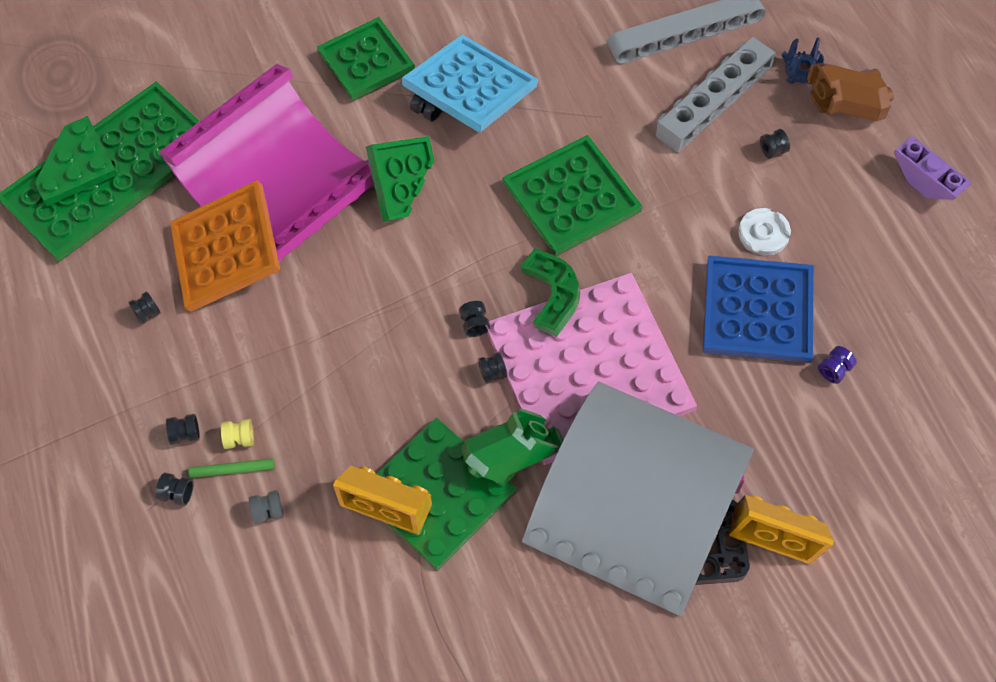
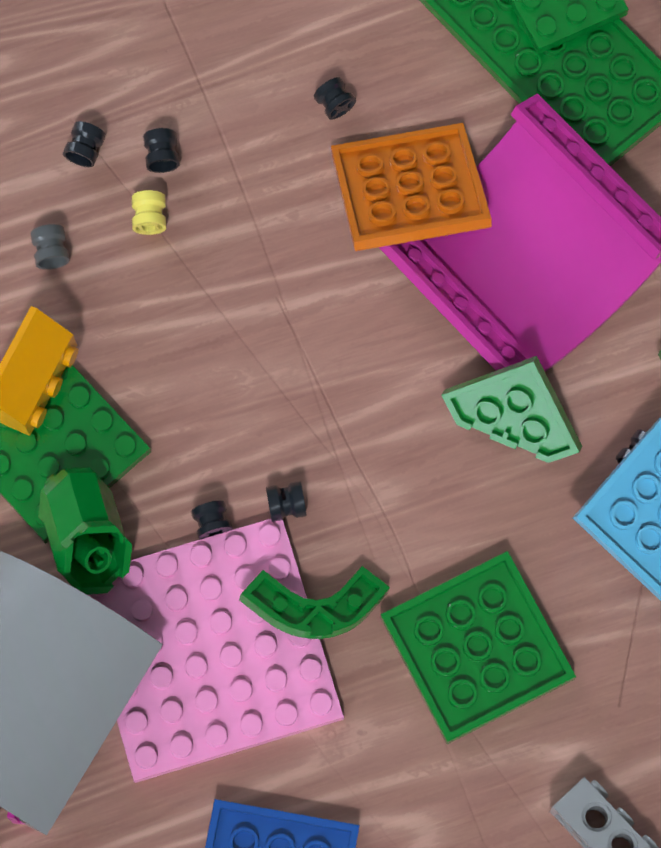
camera: 95 degrees right, 10 degrees up
(231, 468) = (109, 209): bright green bar -> none

